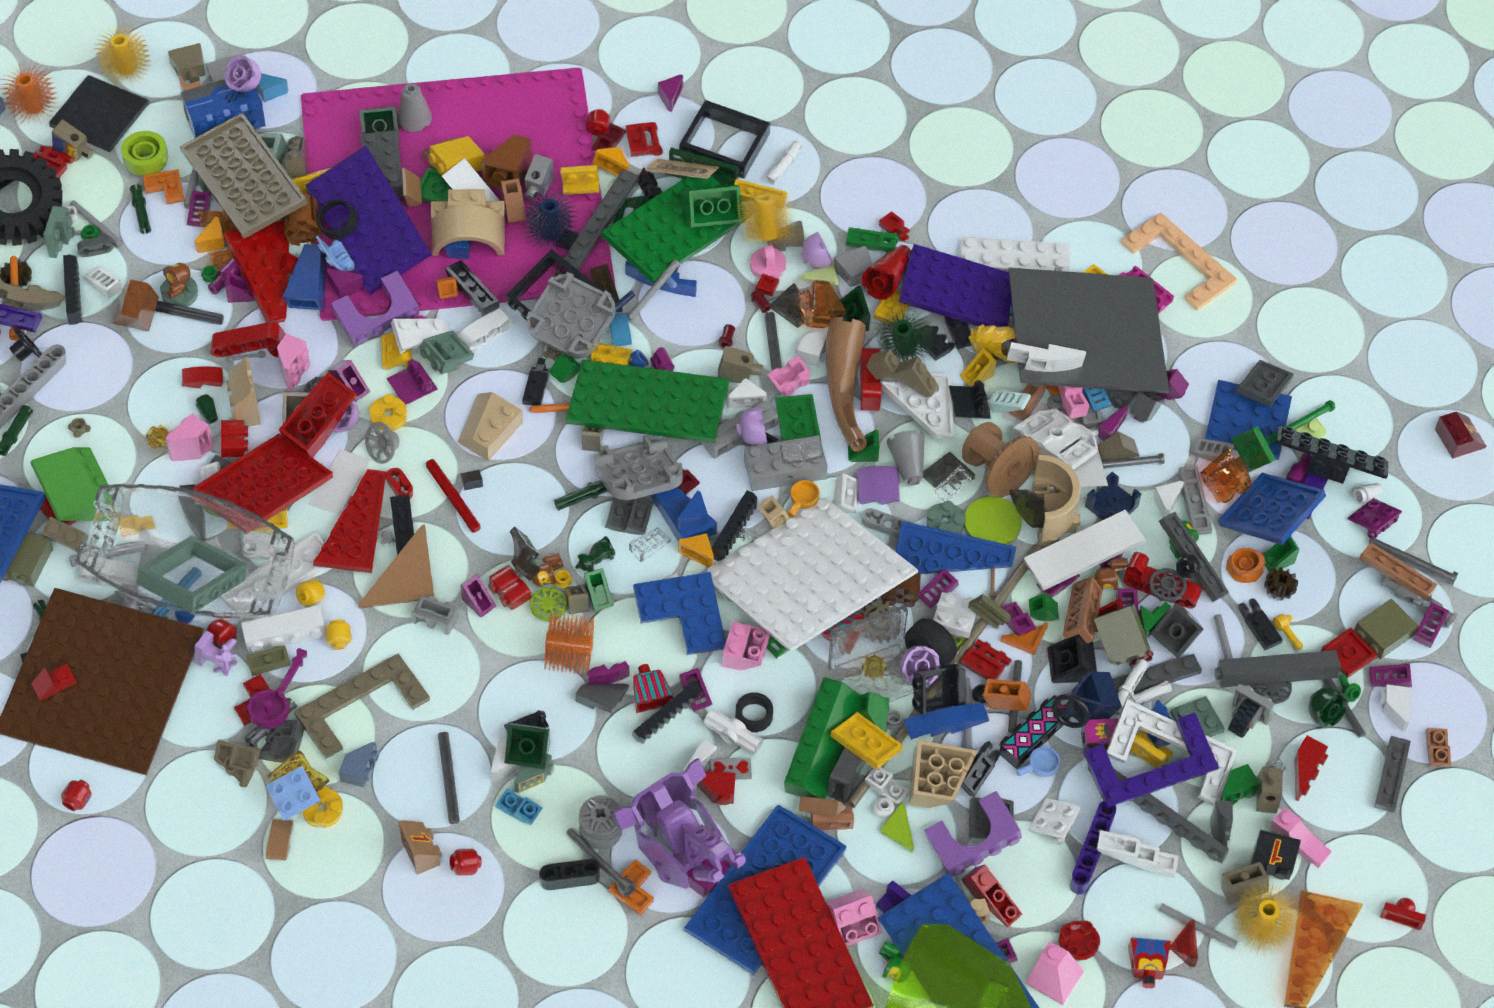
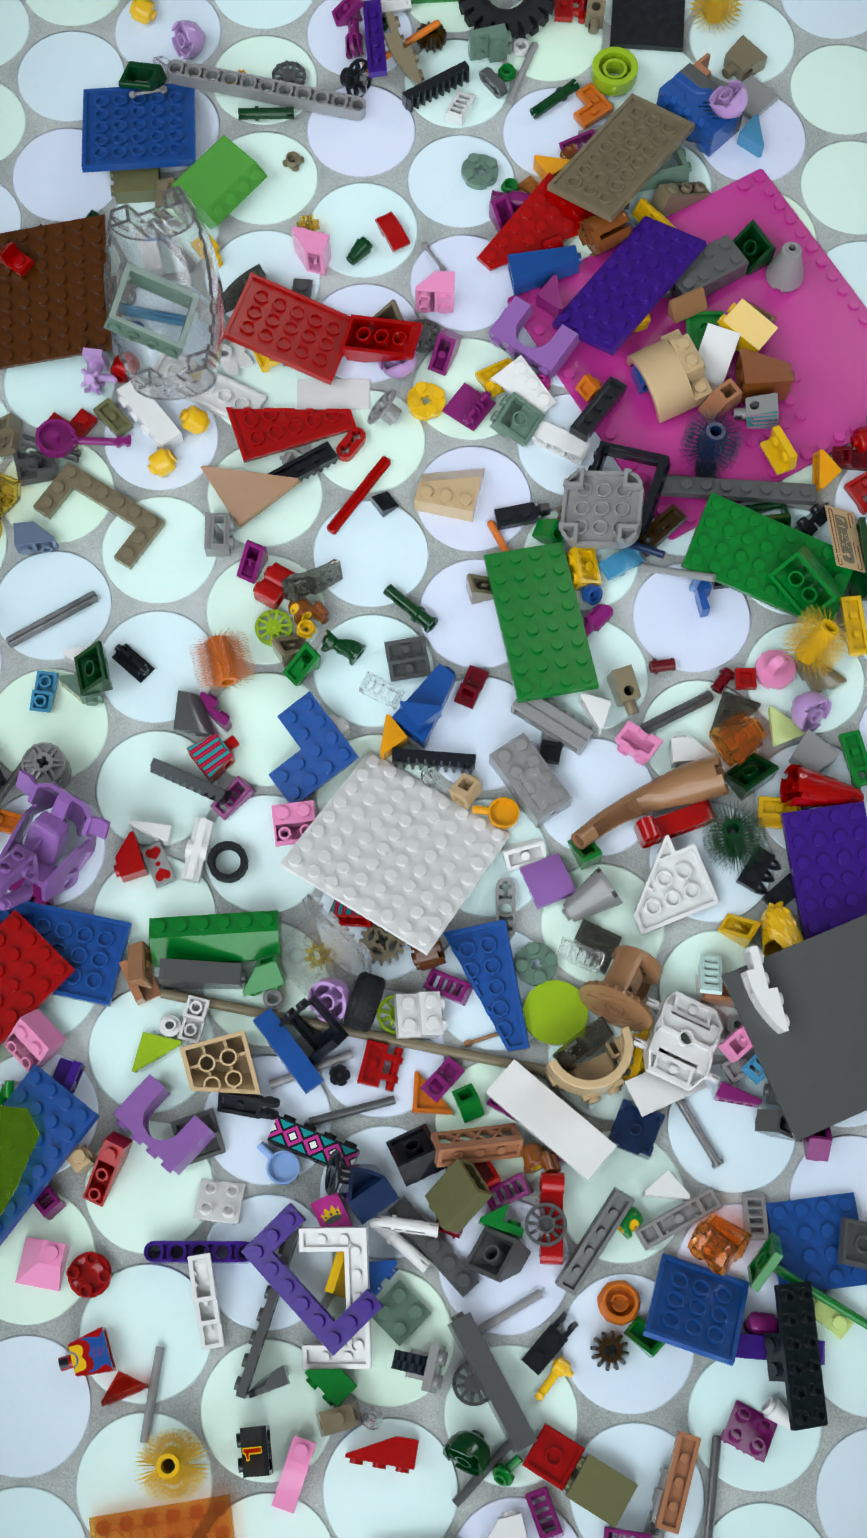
camera: 70 degrees right, 15 degrees up
(136, 306) = (434, 141): dark orange slope -> none
(177, 277) = (487, 159): dark orange piece -> none
(189, 312) = (457, 180): black axle -> none
(209, 469) = (289, 282): white tile -> none
(233, 438) = (333, 285): red brick -> none
(243, 394) = (382, 272): tan wedge -> none
(247, 339) = (446, 250): red beam -> none
(336, 255) = (573, 275): light blue hinge -> none
(347, 229) = (620, 268): black tyre -> none
(638, 469) = (453, 644): light grey tile -> none
(752, 426) = (546, 729): lavender cylinder -> none
(797, 417) = (590, 772): green plate -> none
(866, 740) = (224, 979): yellow tile -> none
(909, 372) = (687, 854): dark tan arch -> none
(970, 401) = (694, 935): black hinge -> none
(986, 611) = (431, 1047): olive tile -> none
(1007, 694) = (338, 1101): orange brick -> none
(1118, 447) = (709, 1113): dark tan slope -> none
(1194, 568) = (573, 1238): black piece -> none
(1236, 881) = (212, 1428): dark tan brick -> none

